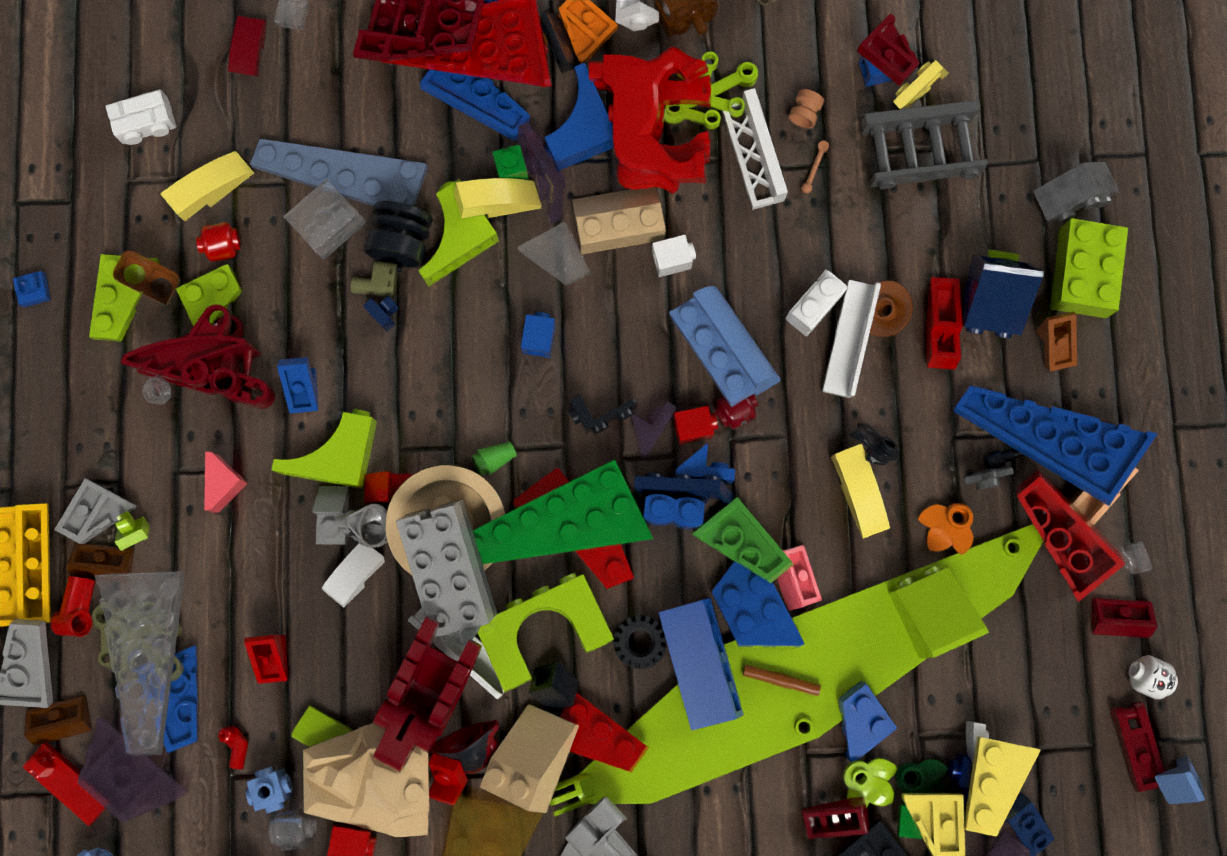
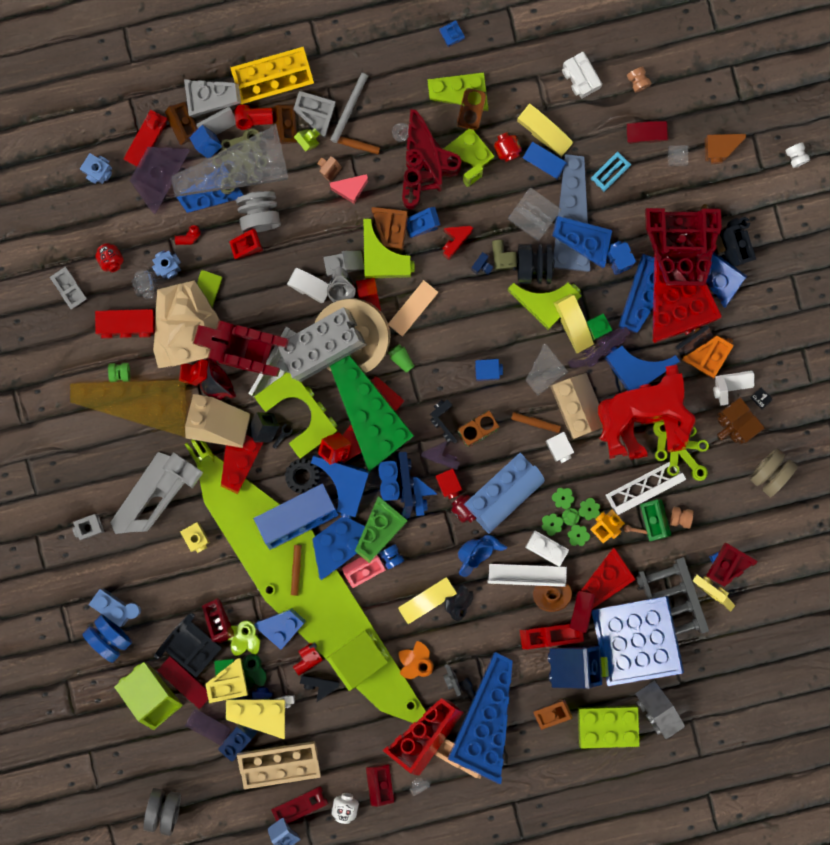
camera: 85 degrees right, 5 degrees up
(71, 666) = (220, 121): none -> light grey slope
(92, 689) = (205, 141): none -> blue brick
(101, 460) = (349, 107): none -> light grey bar
(158, 462) = (359, 145): none -> dark orange piece
(168, 40) = (639, 79): none -> nougat wheel
(183, 507) = (329, 168): none -> nougat tile
(220, 627) = (258, 207): none -> light grey wheel
(245, 296) = (473, 175): none -> lime tile
(251, 193) = (544, 160): none -> blue slope
(293, 433) = (391, 226): none -> dark orange wing
(303, 126) = (612, 159): none -> medium azure tile
(331, 338) = (459, 235): none -> red slope
(377, 159) = (584, 238): none -> blue wing
(416, 113) = (620, 257): none -> blue brick
(423, 426) = (413, 308): none -> light nougat tile
(573, 661) = (282, 436): none -> black hand
(609, 582) = (334, 448): none -> red brick
(624, 392) = (480, 430): none -> dark orange piece
(629, 284) = (536, 422): none -> dark orange piece
(662, 572) = (349, 482): none -> blue arch
(703, 828) = (195, 538): none -> light yellow brick
(775, 262) = (570, 516): none -> bright green plant
(787, 530) = (390, 552): none -> blue wheel
(800, 210) = (607, 526): none -> light orange brick
(801, 405) = (476, 551): none -> blue hair
(803, 146) = (655, 520): none -> green slope
(878, 232) = (608, 578): none -> red wing
(917, 685) = (310, 658): none -> red piece
(919, 268) = (582, 611): none -> dark red slope
(963, 670) = (325, 685): none -> black slope
(974, 199) = (638, 640): none -> plate
(1073, 766) = (279, 765): none -> tan brick

